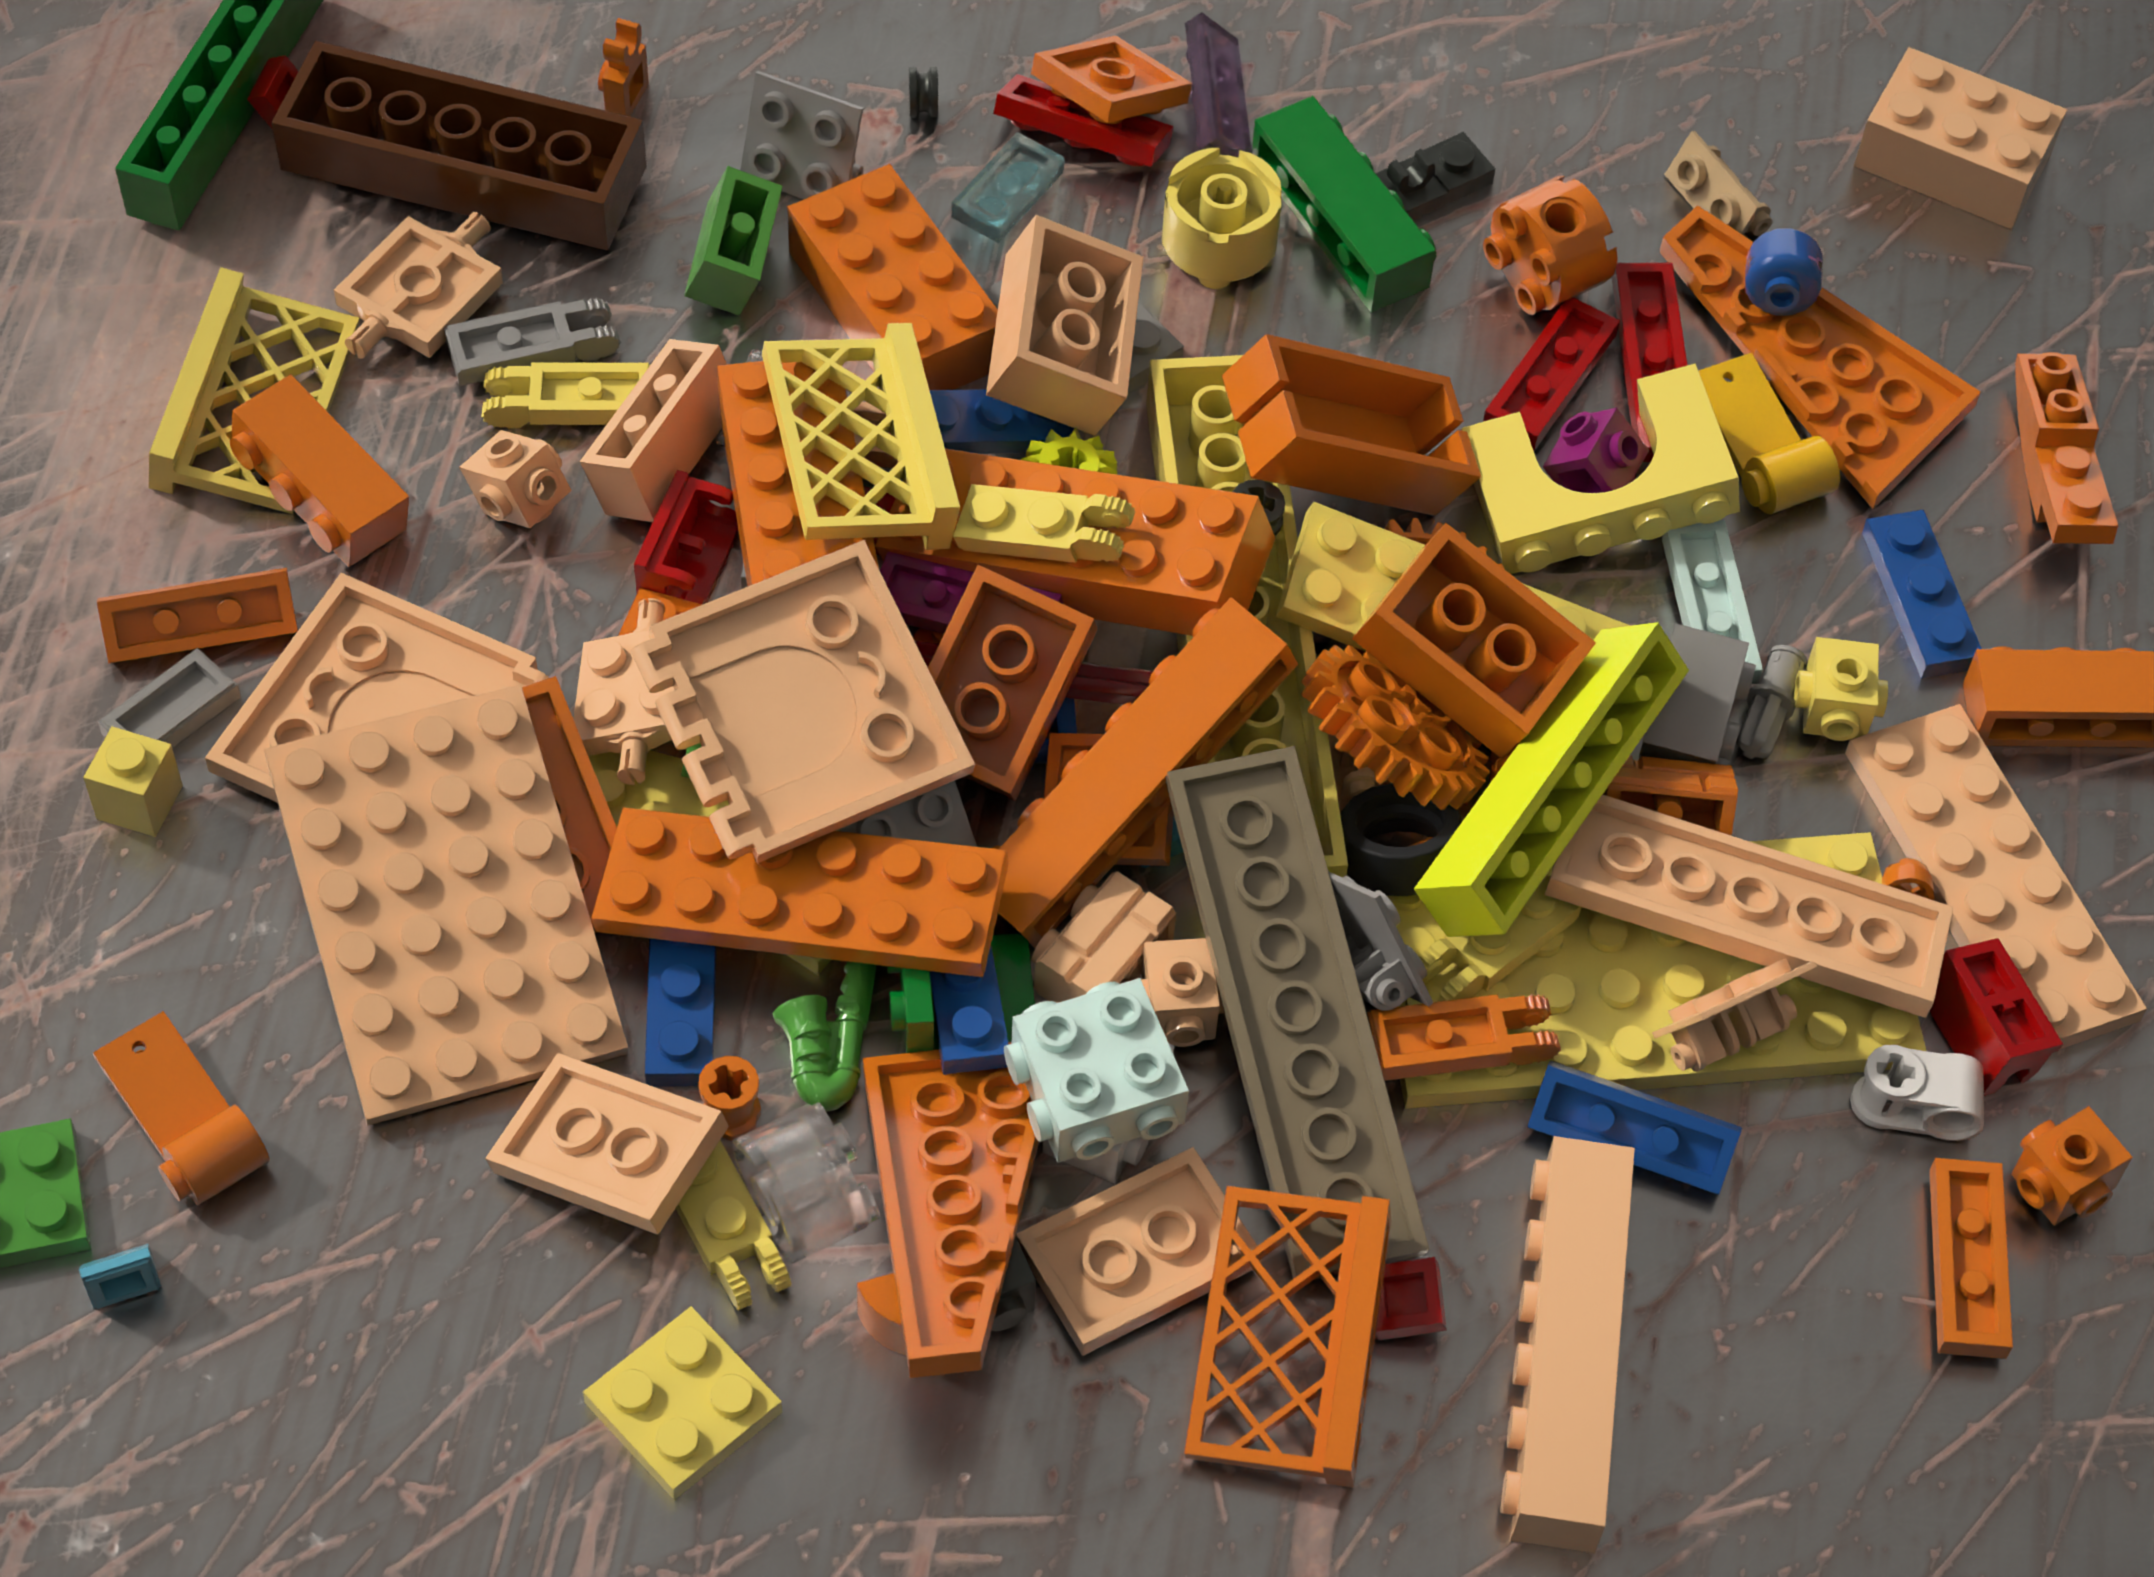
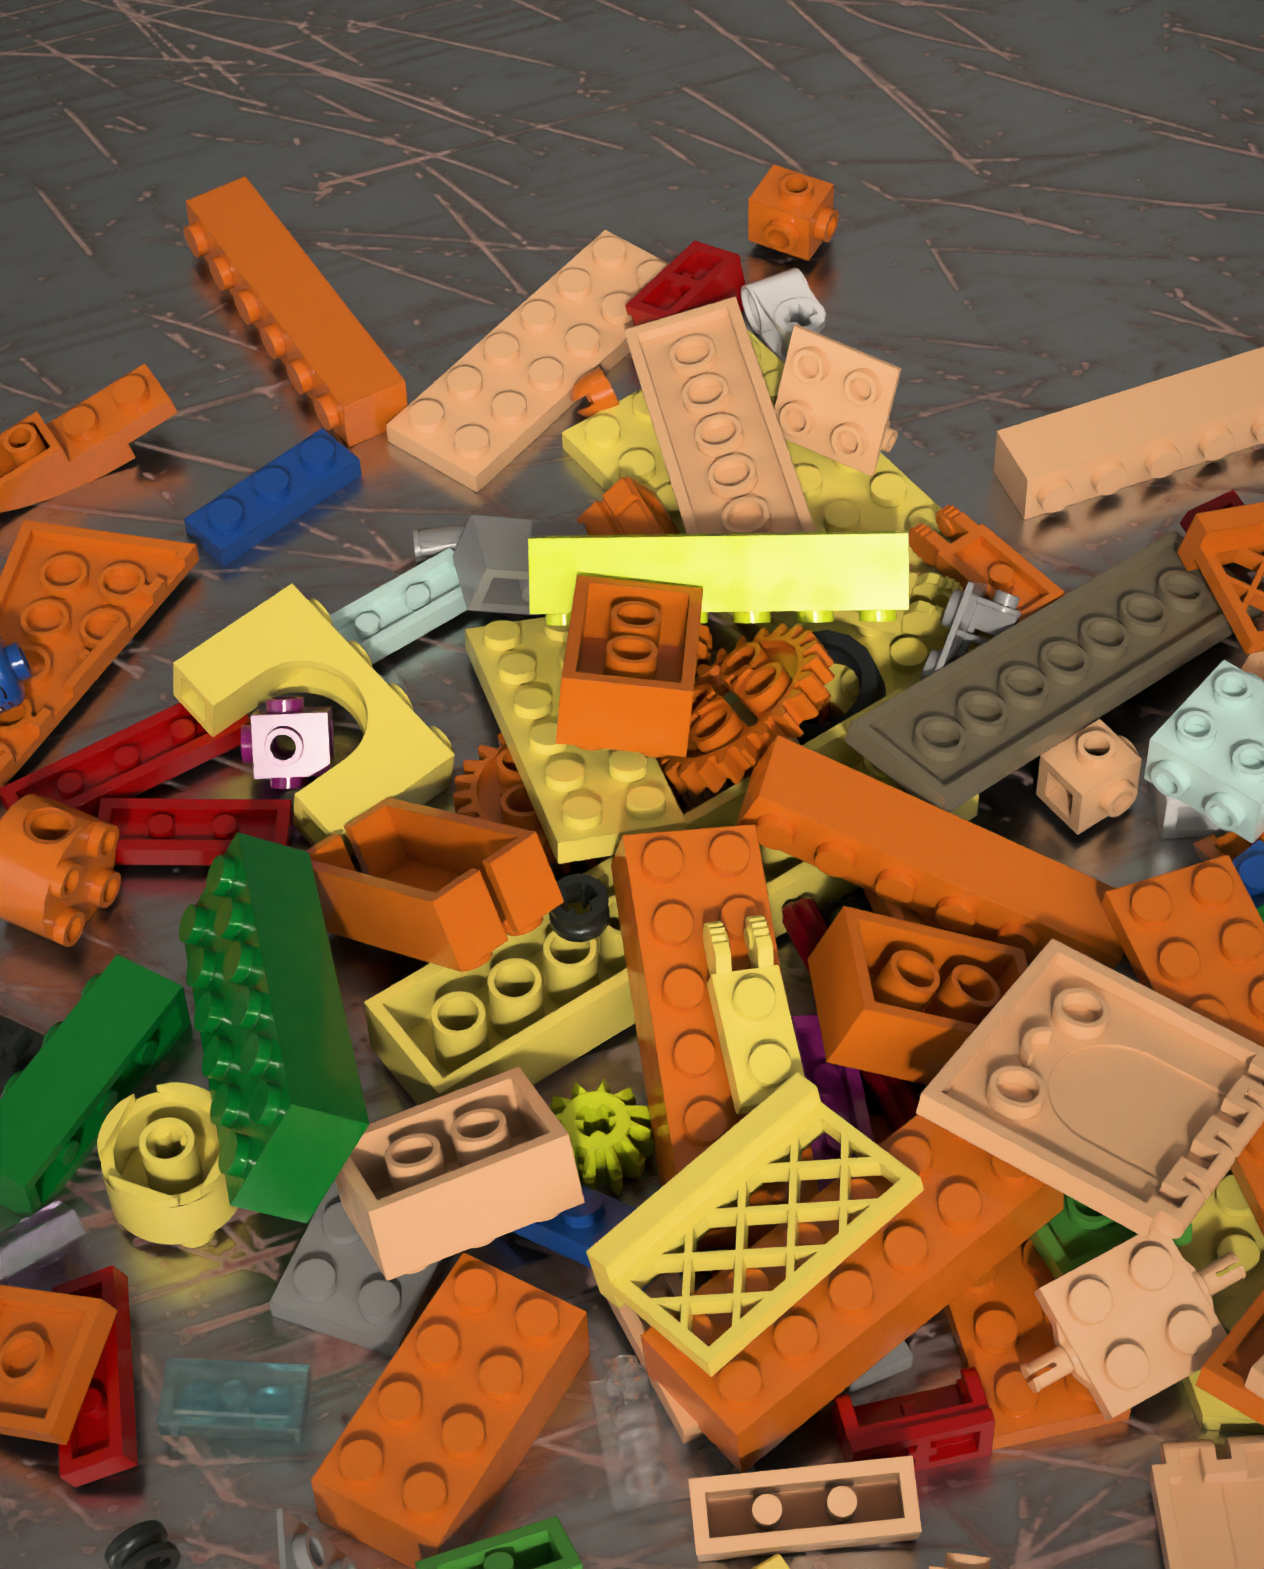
camera: 115 degrees left, 5 degrees down
(1102, 939) = (1096, 842): light nougat brick -> none
(1277, 270) = (272, 1029): none -> green brick
(1664, 1134) = (959, 455): blue plate -> none
(1764, 446) = (143, 677): yellow door -> none
(1840, 689) = (439, 485): light yellow brick -> none
(1970, 1258) = (904, 250): orange plate -> none

